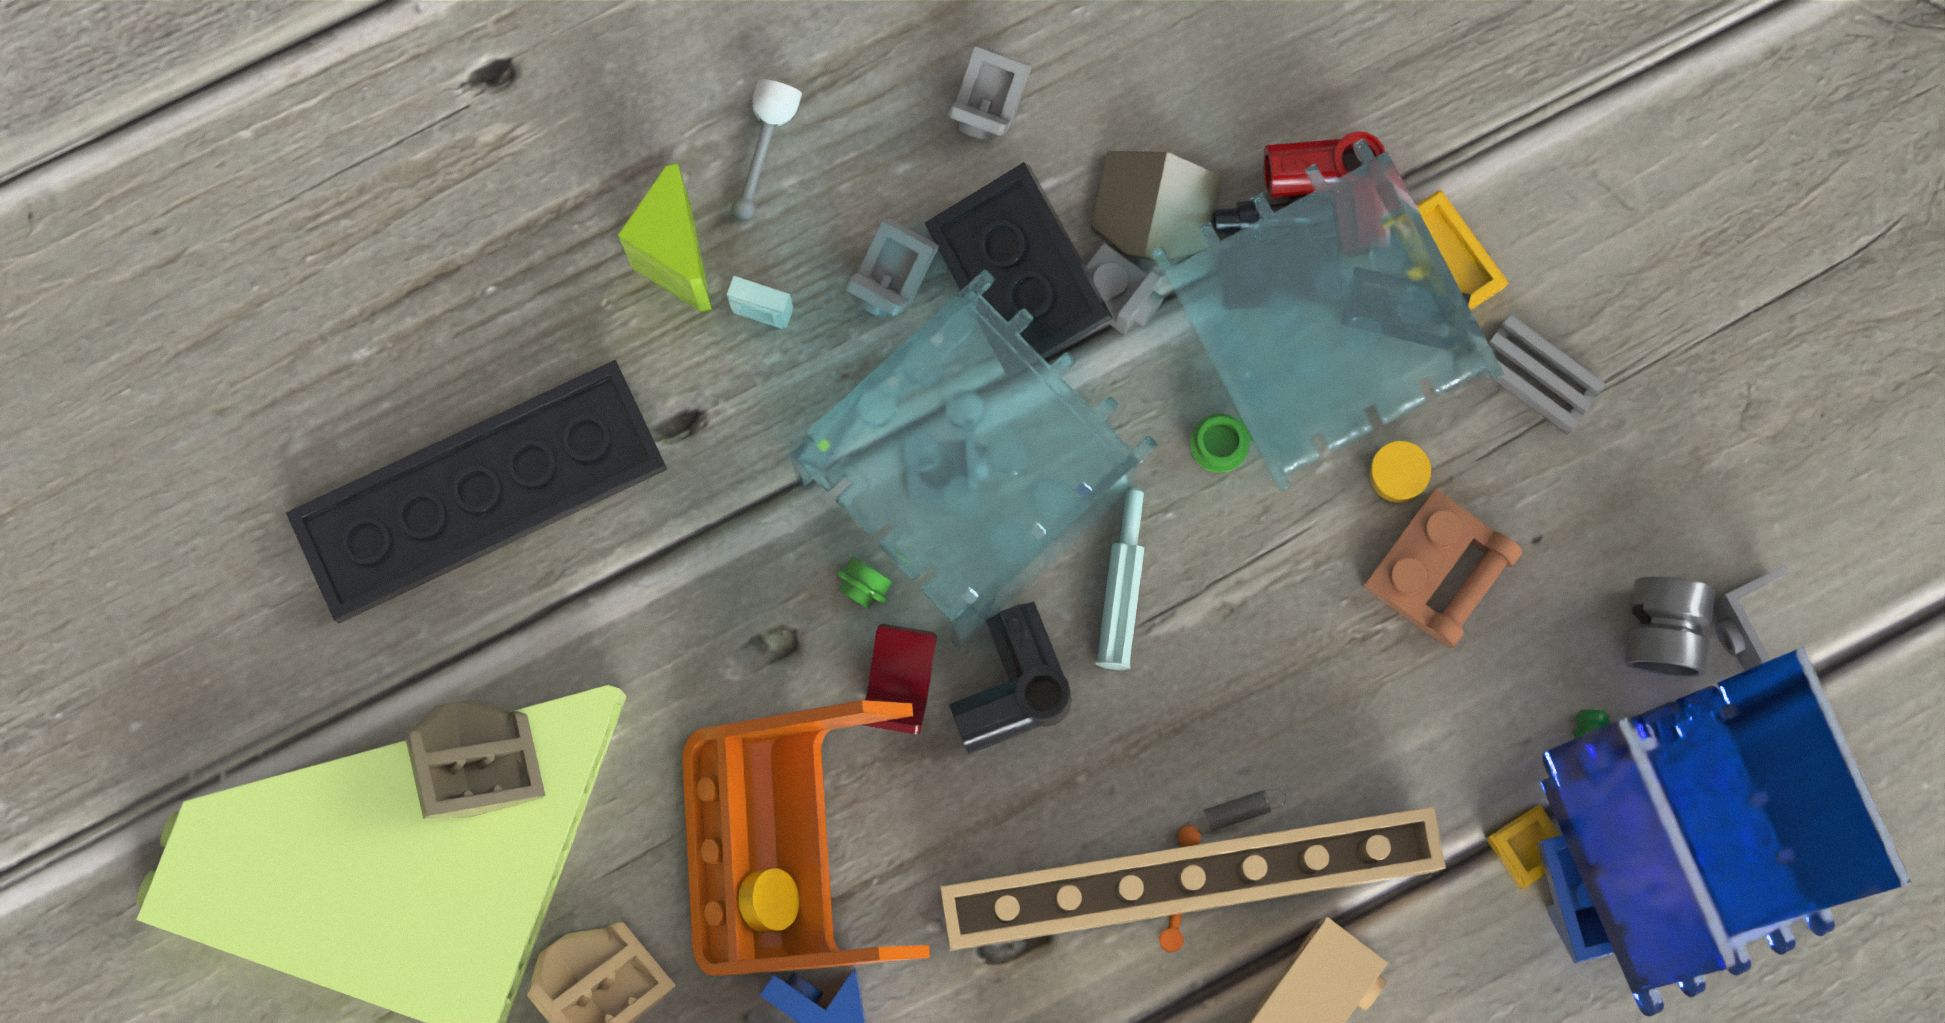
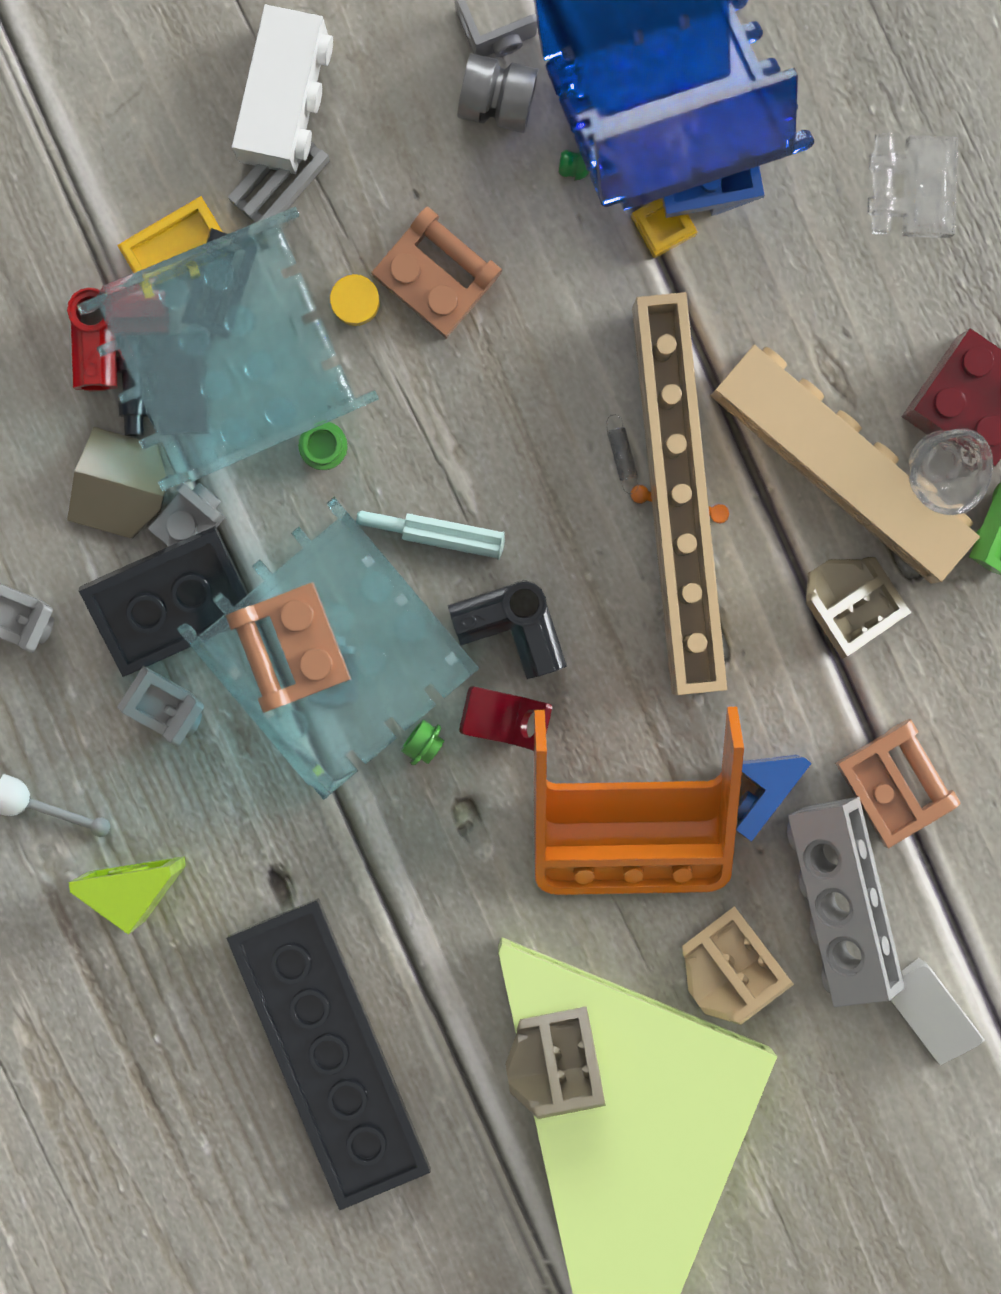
camera: 85 degrees left, 10 degrees up
(760, 302) = (184, 817): light aqua tile -> none
(769, 900) = (675, 830): yellow tile -> none
(982, 414) = (305, 640): none -> nougat plate
(1646, 368) = (282, 89): none -> white brick

